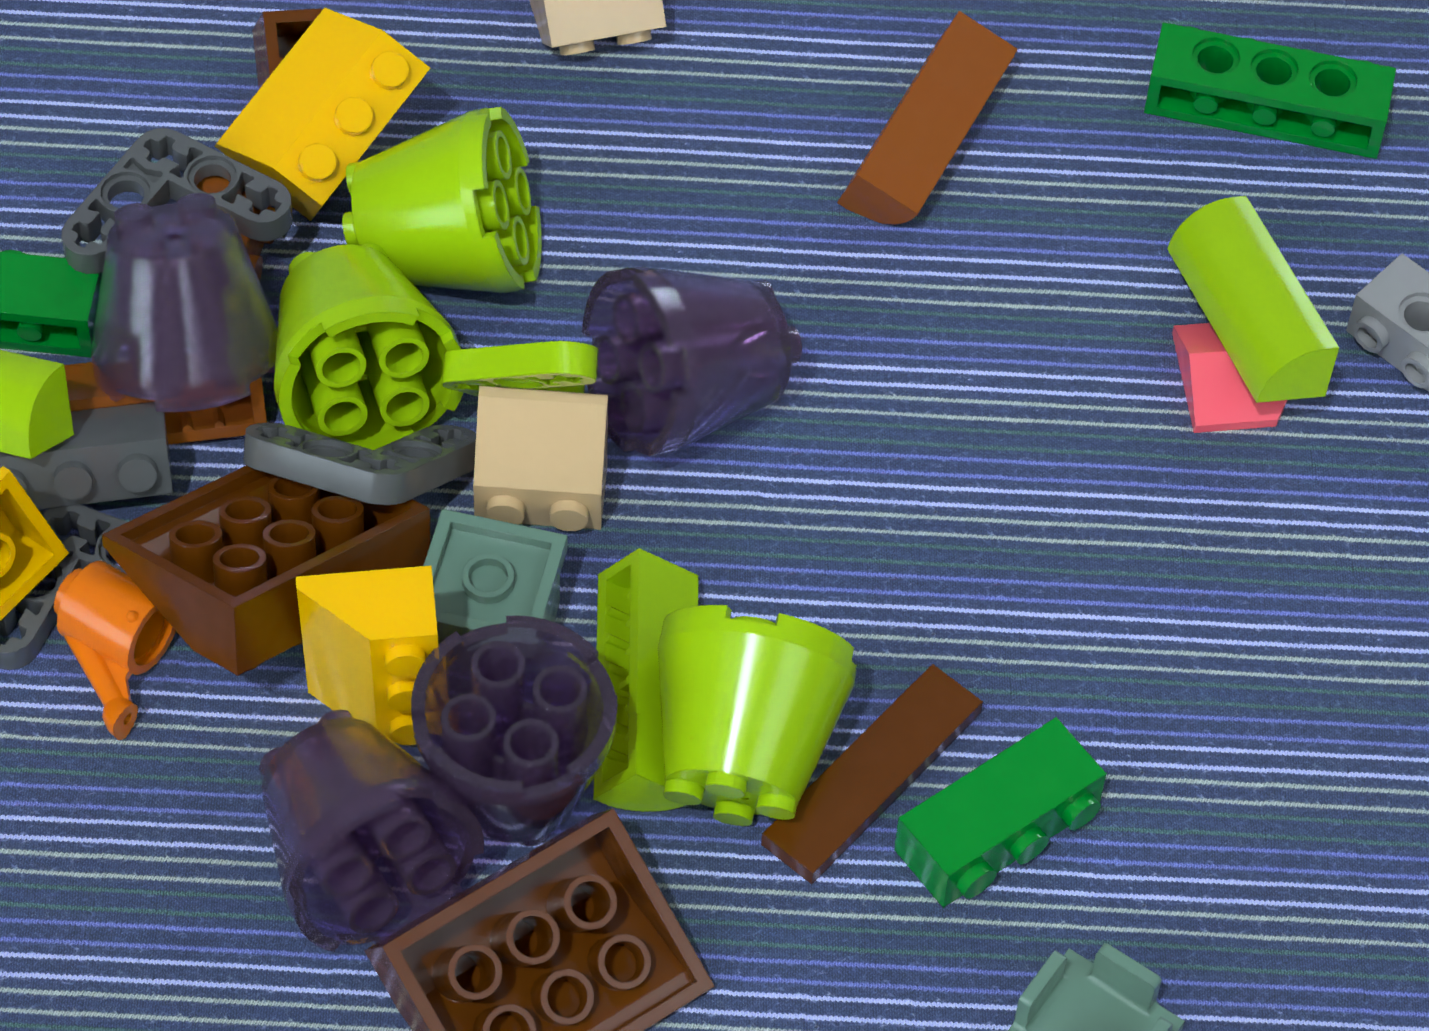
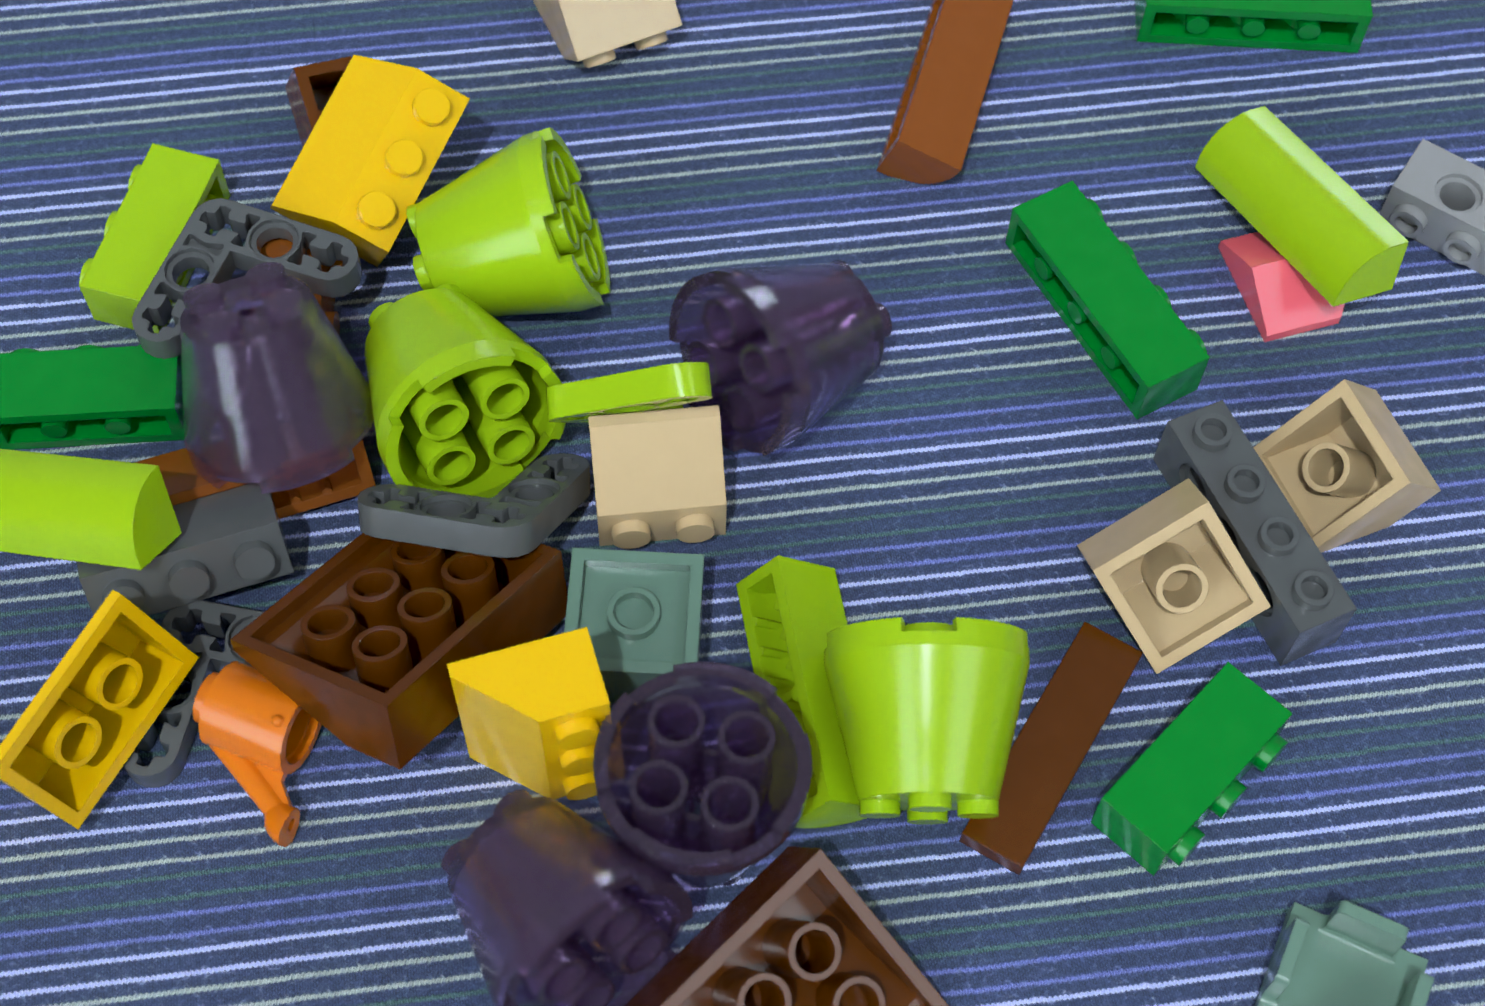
camera: 10 degrees left, 5 degrees up
(88, 147) = (144, 229): none -> lime brick
(1025, 632) = (1174, 575): none -> tan slope
(1036, 363) = (1106, 299): none -> green brick
(1120, 607) = (1303, 592): none -> dark grey brick
(1231, 562) = (1346, 466): none -> tan slope

